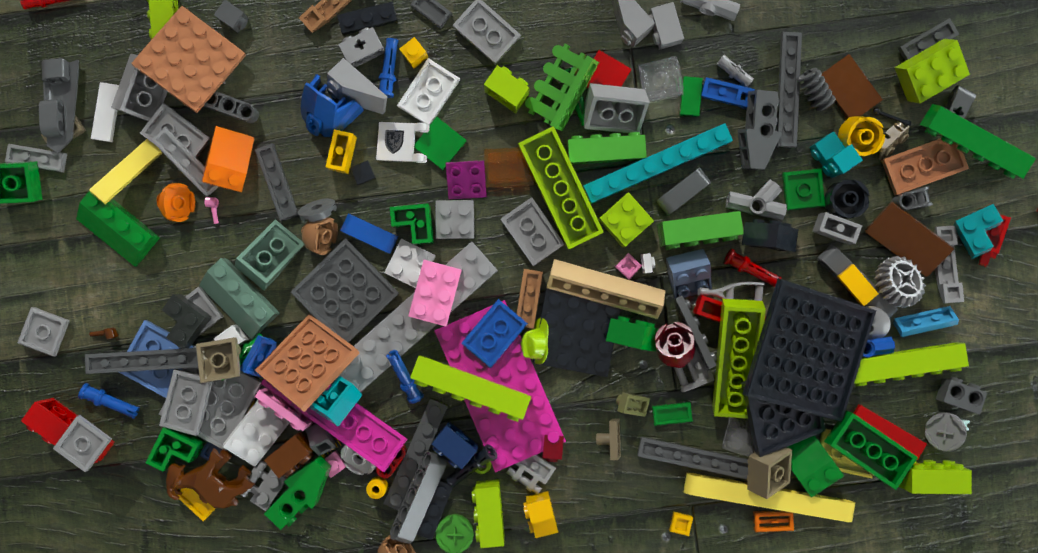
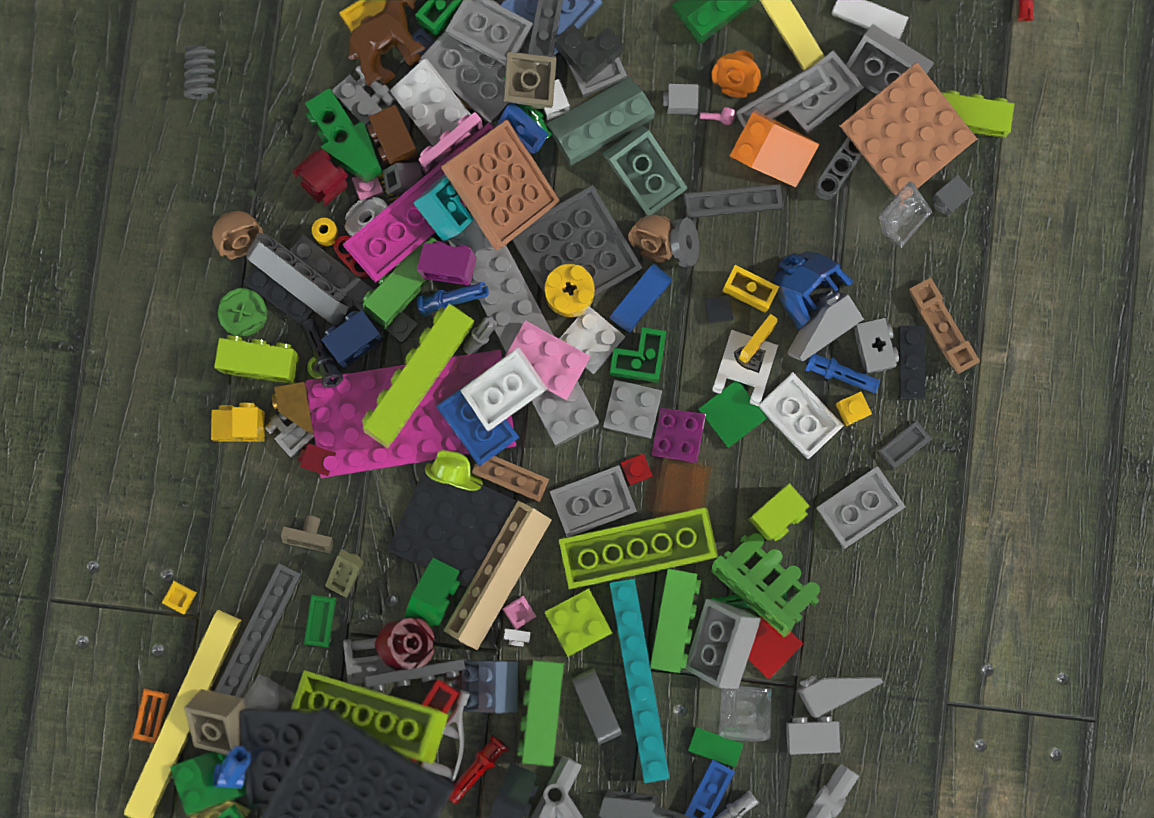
camera: 105 degrees right, 5 degrees down
(206, 240) = (681, 99): none -> light grey brick
(255, 48) = (904, 214): none -> clear slope
(335, 502) = (321, 177): none -> dark red brick
(365, 287) = (578, 279): none -> yellow brick
(377, 136) = (758, 338): none -> yellow tile
(378, 387) = (447, 263): none -> magenta brick
(401, 416) = (396, 289): none -> bright green brick
(428, 348) = (480, 335): none -> light grey axle
(465, 319) = (503, 389): none -> white tile
(499, 205) = (636, 469): none -> red plate
(516, 476) = (294, 404): none -> pearl gold slope
(803, 450) = (232, 771): none -> blue piece

